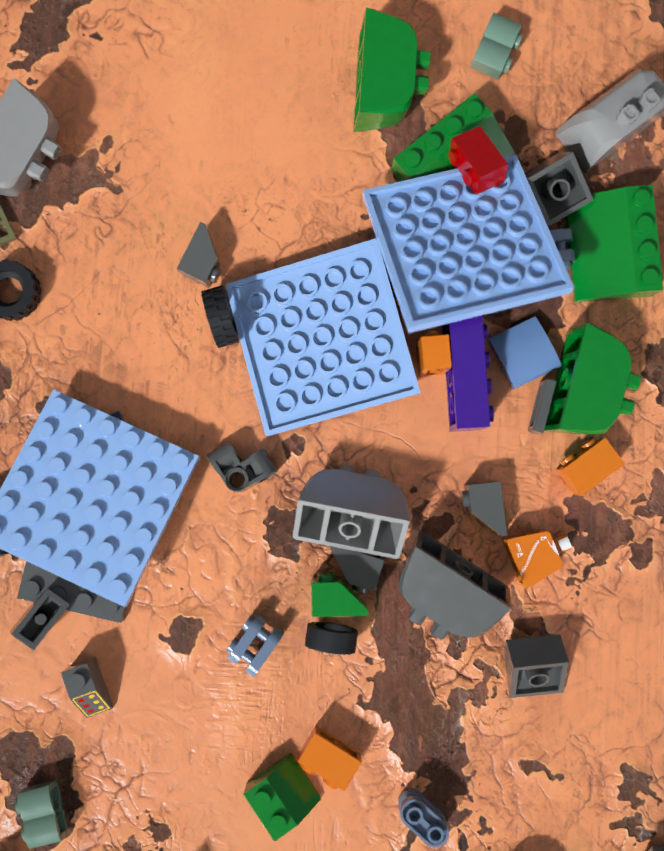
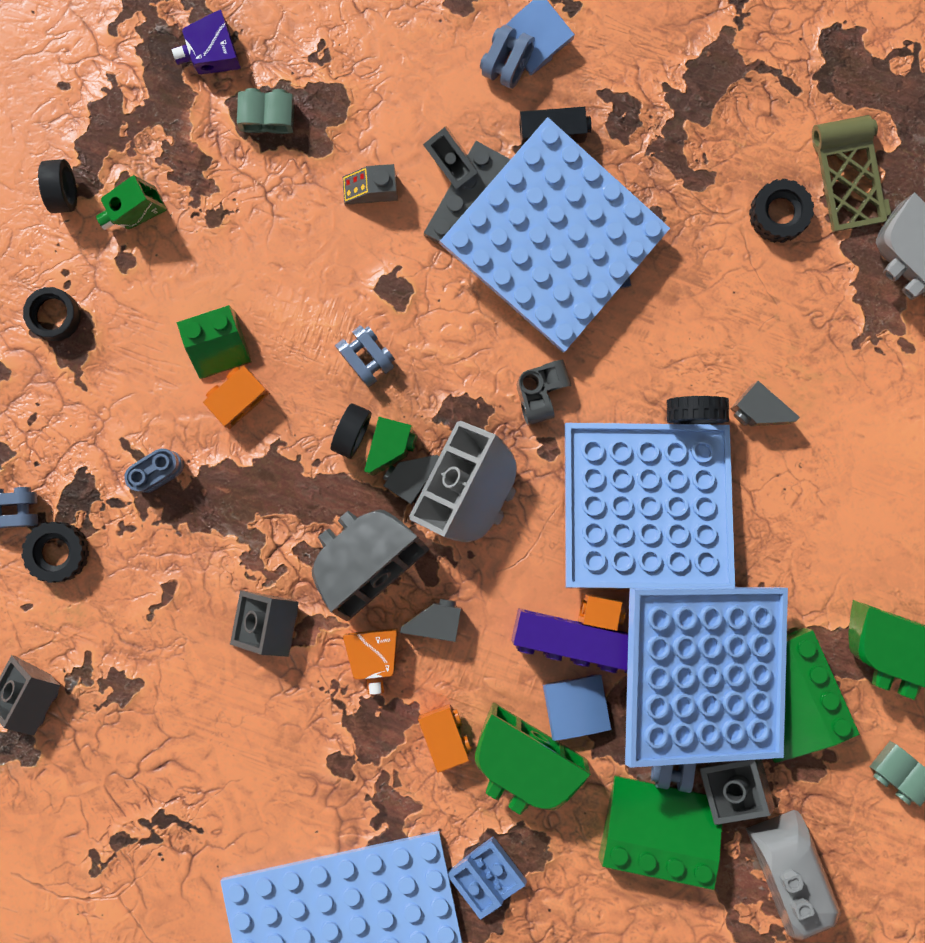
camera: 105 degrees right, 0 degrees up
(477, 160) = (787, 713): red brick -> none
(541, 406) = (517, 707): dark grey tile -> none

